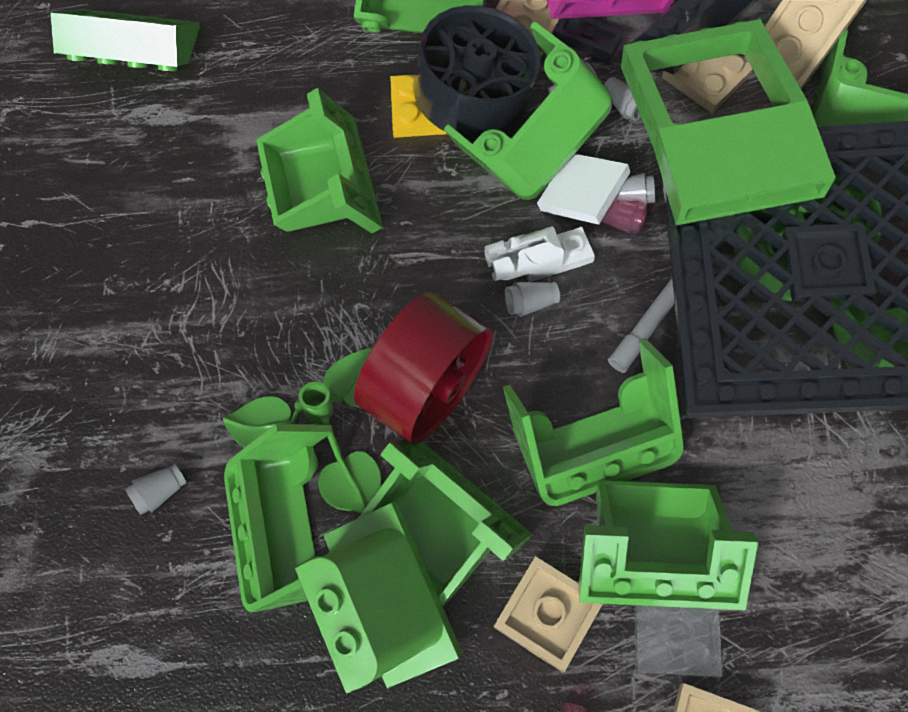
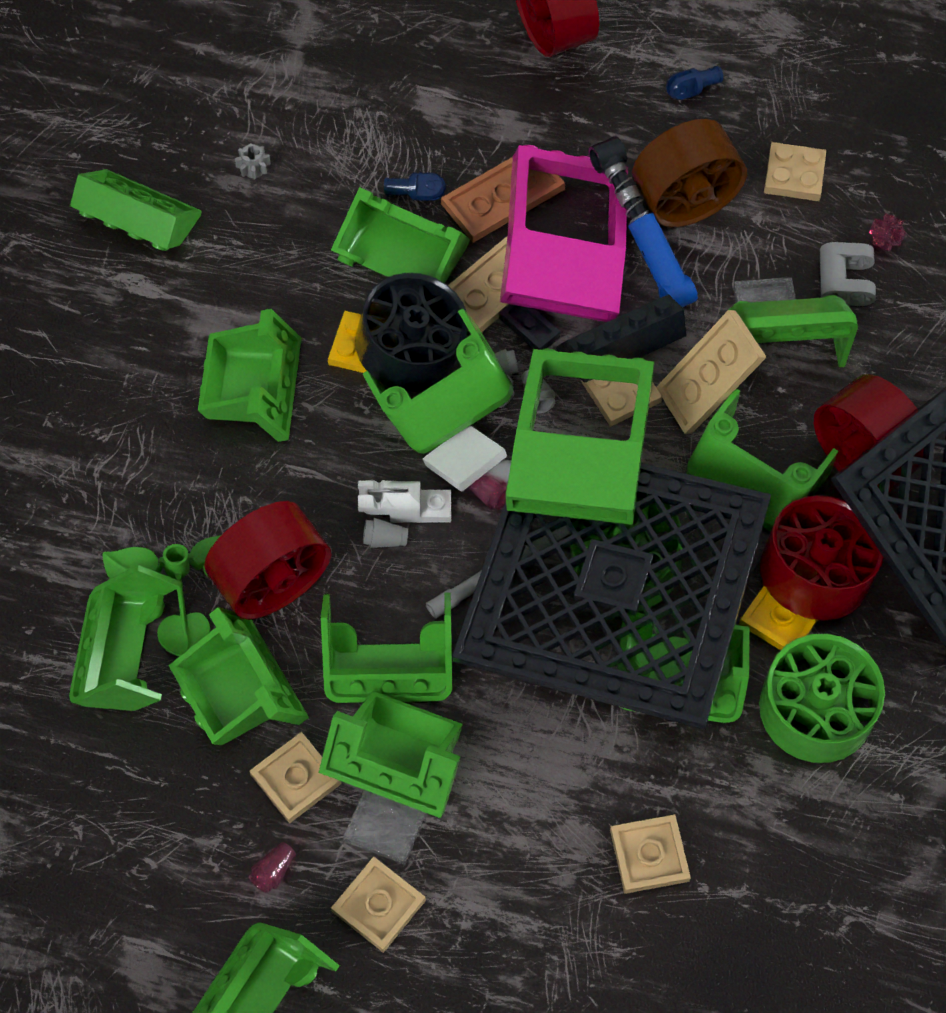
camera: 15 degrees right, 5 degrees down
(155, 488) = (33, 590): light grey cone -> none
(377, 603) = (167, 720): bright green windscreen -> none

